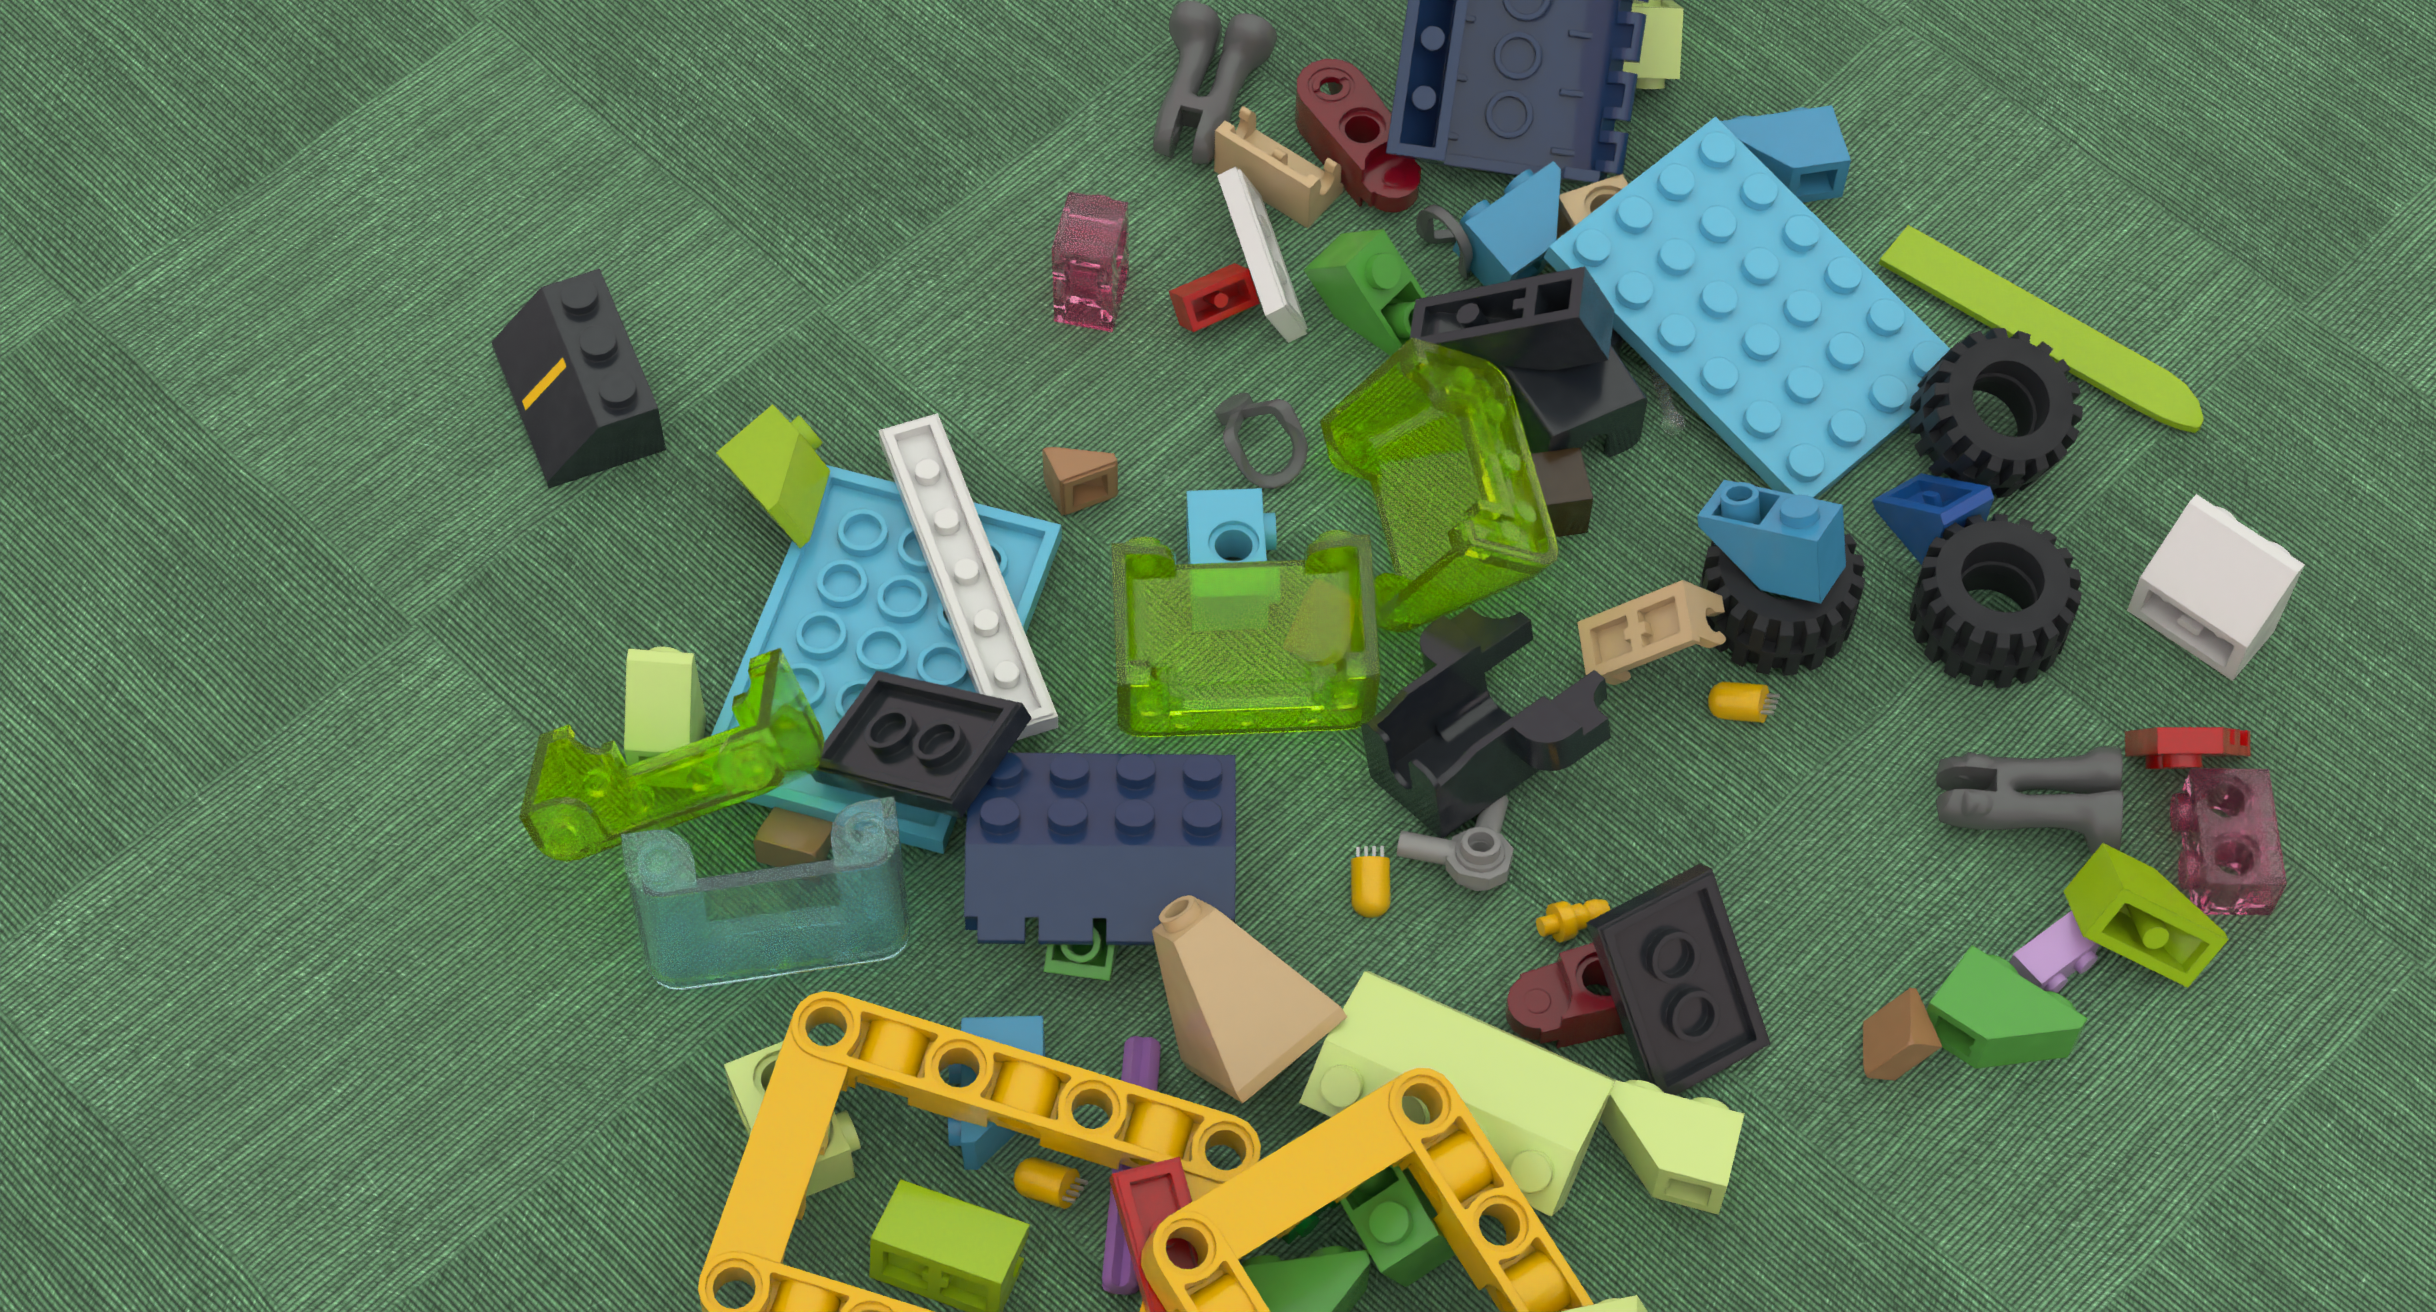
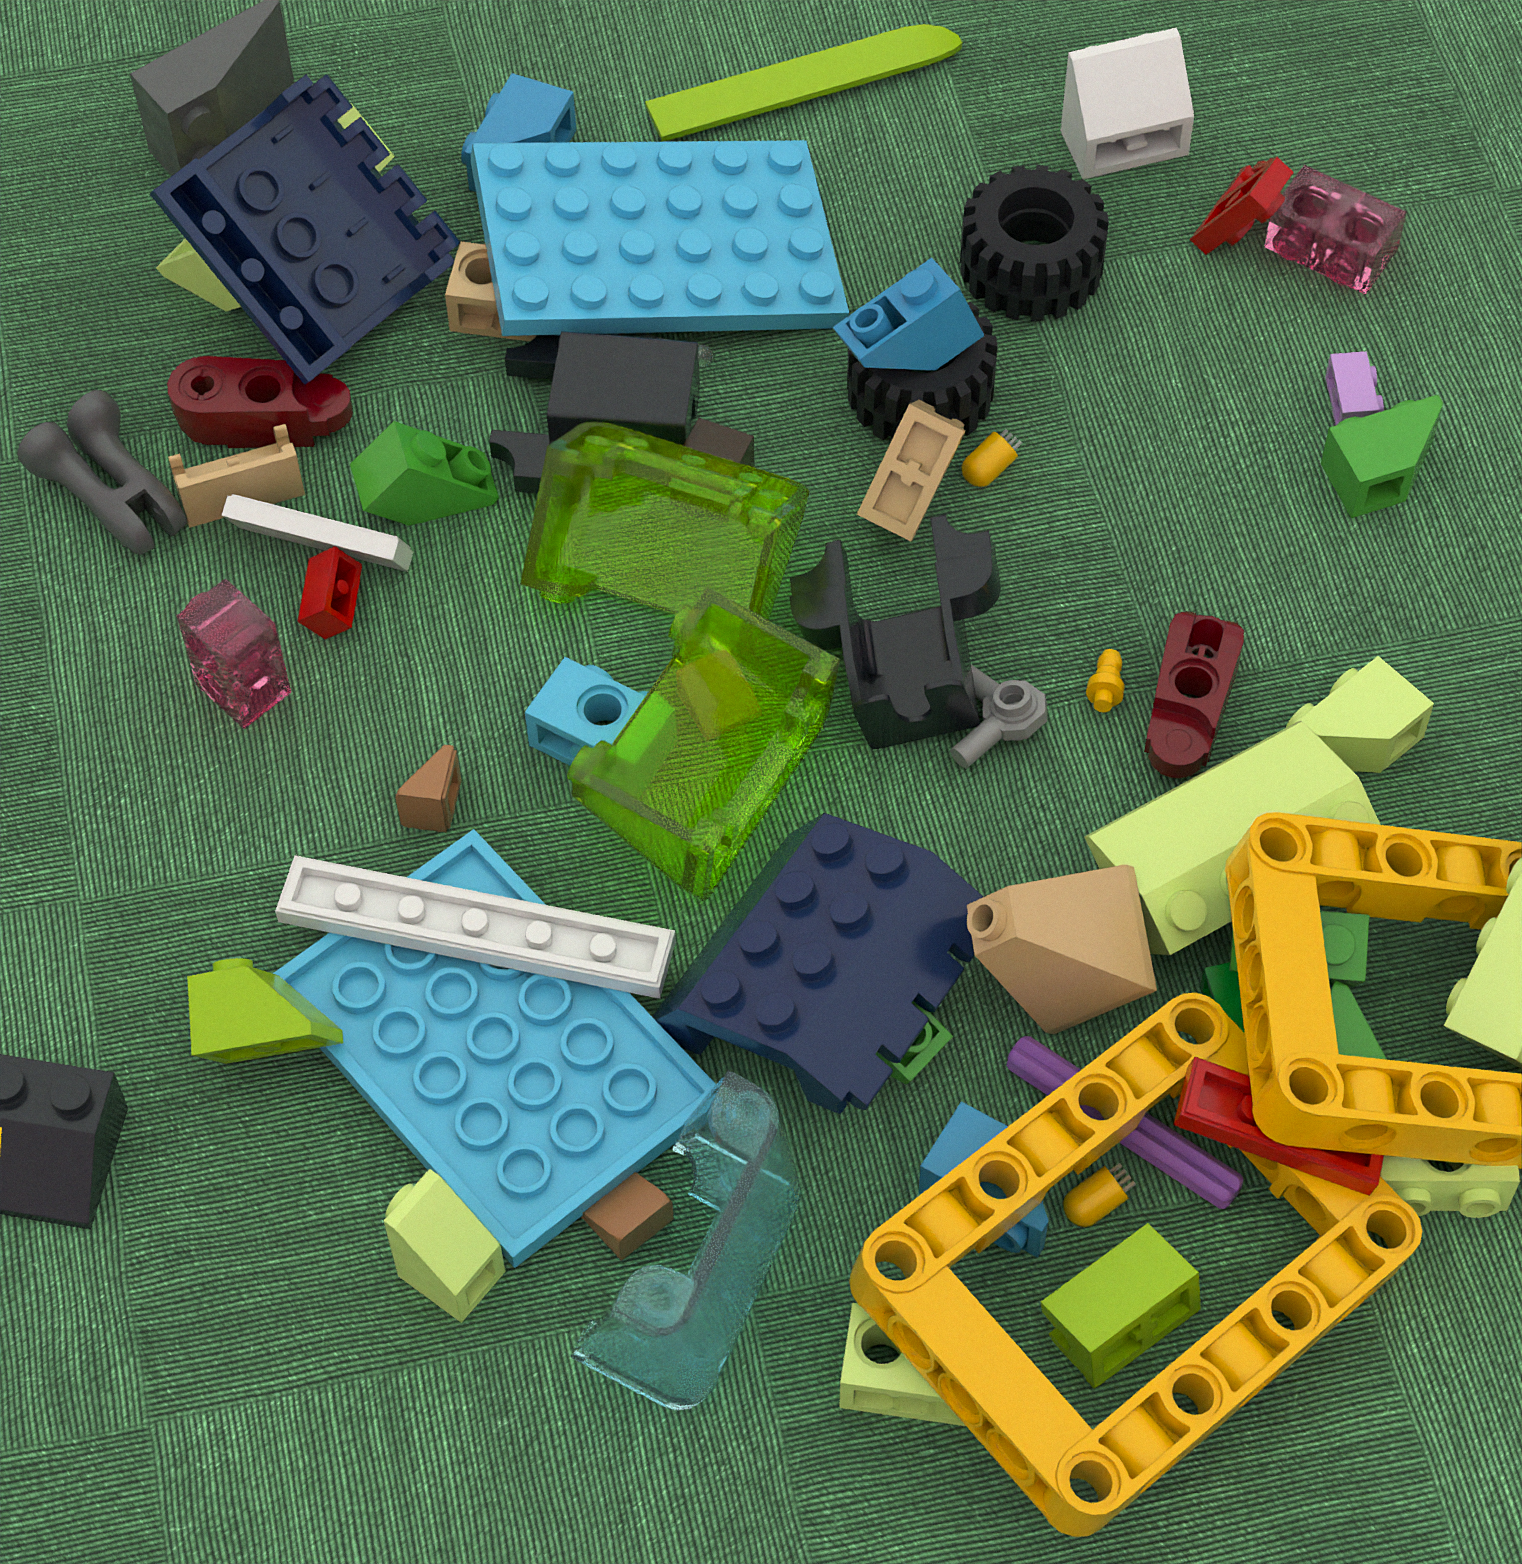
camera: 55 degrees left, 0 degrees up
(589, 796) = (553, 1253): clear neon green windscreen -> none
(920, 743) = (638, 1045): black tile -> none
(1232, 414) = (453, 639): dark grey piece -> none
(1370, 883) = (975, 803): yellow piece -> none
(1454, 233) = (414, 374): dark grey piece -> none
(1516, 229) = (449, 347): dark azure slope -> none
(1523, 322) = (571, 379): black slope -> none
(1679, 981) = (1241, 627): black tile -> none
(1898, 1037) = (1359, 525): medium nougat slope -> none
(1928, 505) = (921, 231): blue slope -> none
(1987, 796) = (1200, 350): dark grey piece -> none
(2029, 386) = (875, 141): black tyre -> none
(2142, 916) = (1364, 315): lime slope -> none

